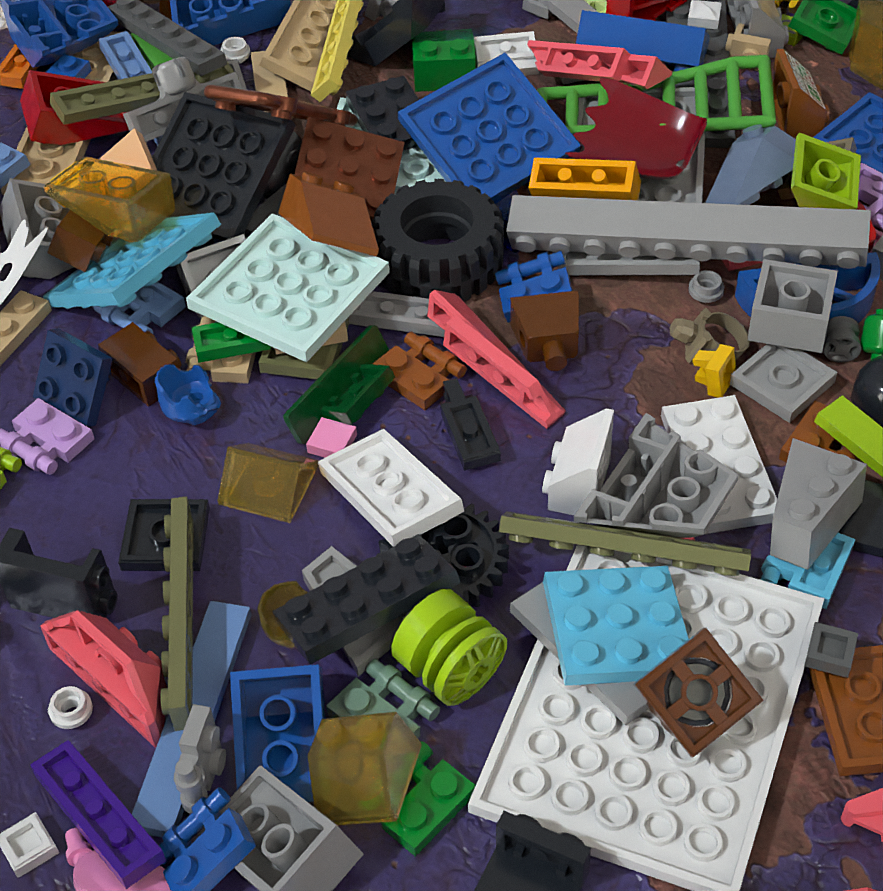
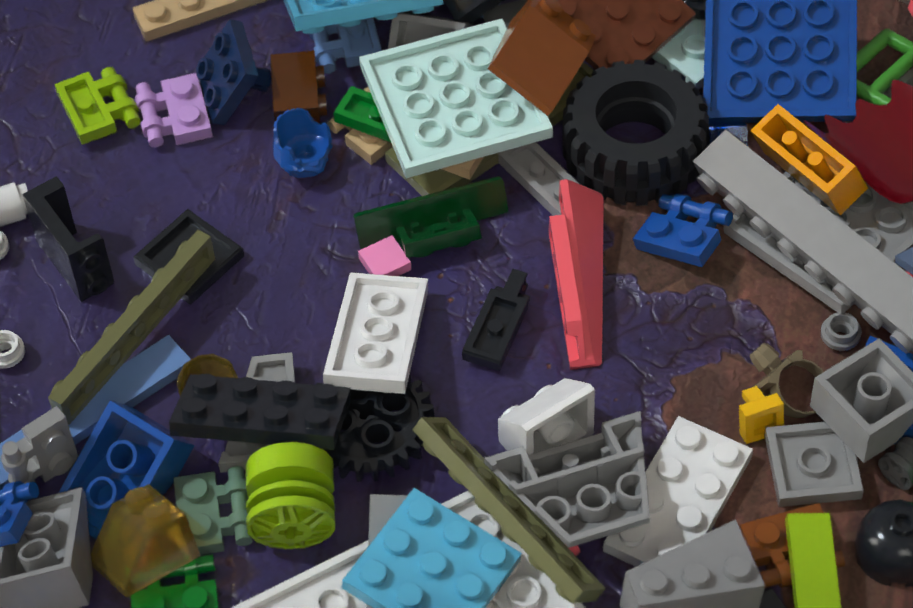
camera: 40 degrees right, 5 degrees up
(112, 667) = (54, 336): coral wedge -> none
(265, 481) = (302, 259): clear yellow slope -> none
(413, 377) = (502, 246): dark orange plate -> none
(547, 327) = (655, 277): reddish brown torso -> none

